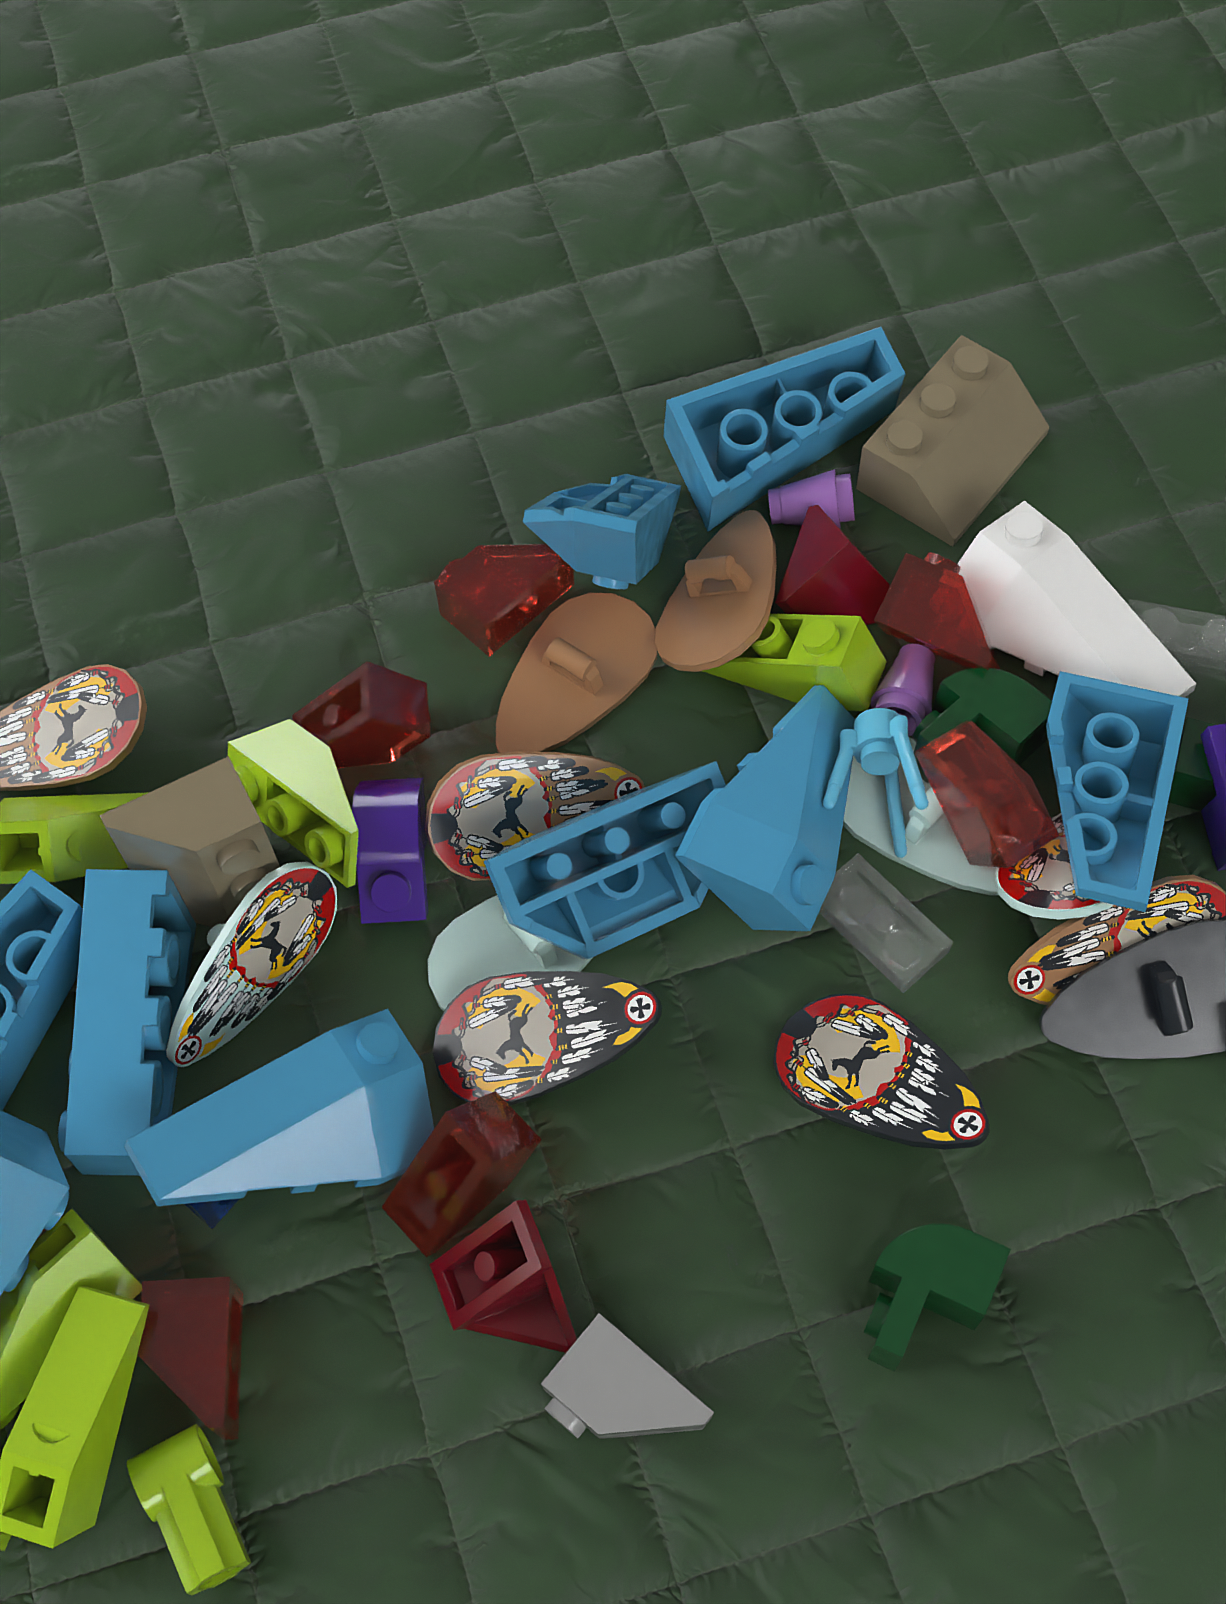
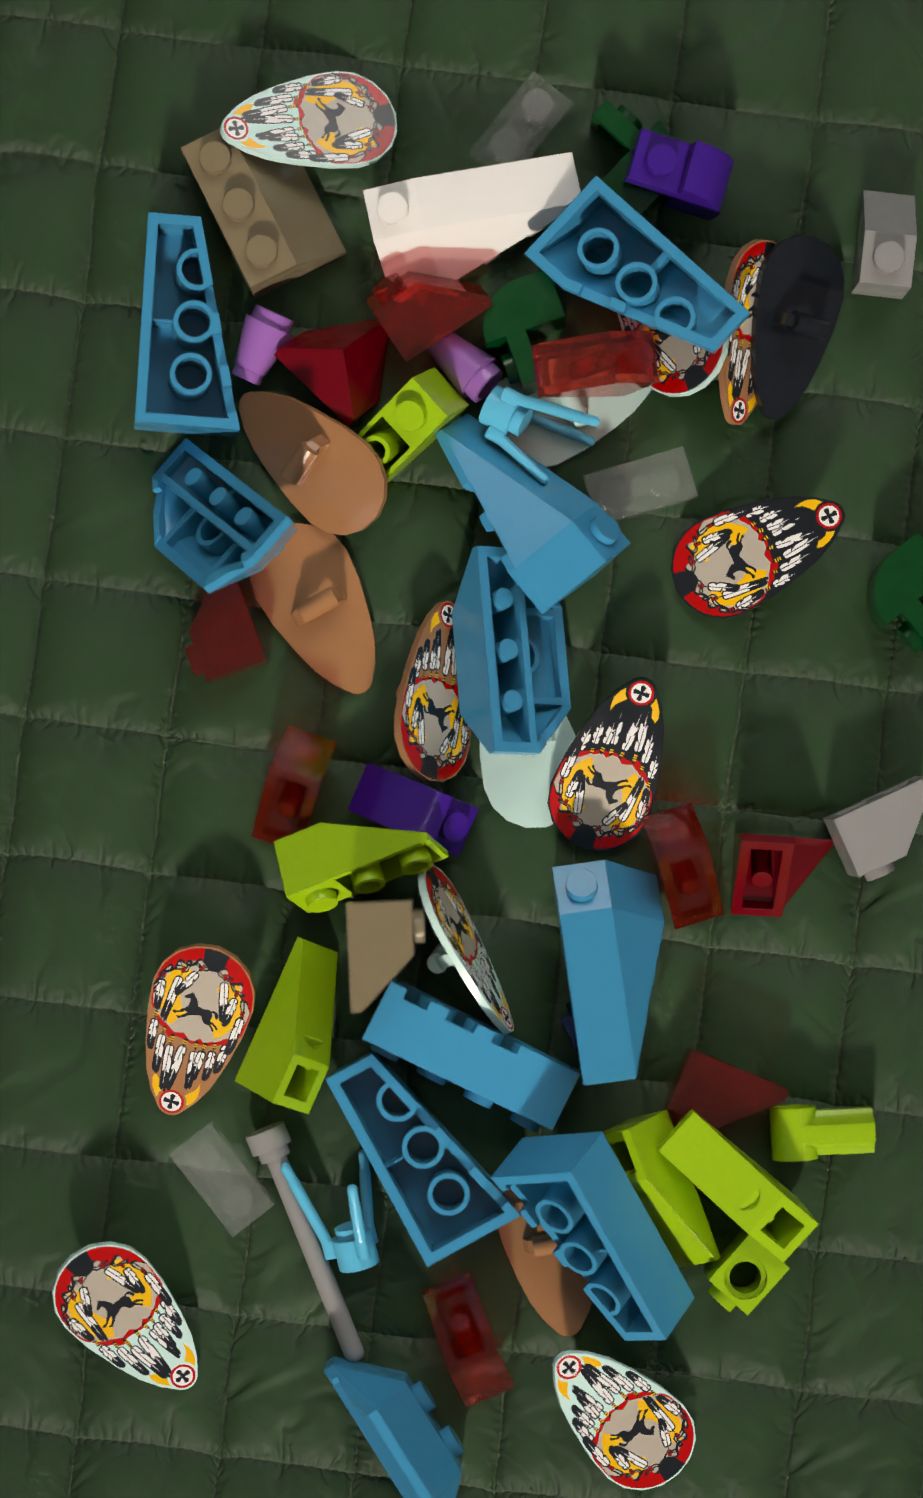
camera: 65 degrees left, 25 degrees up
(1064, 447) = (315, 122): none -> shield

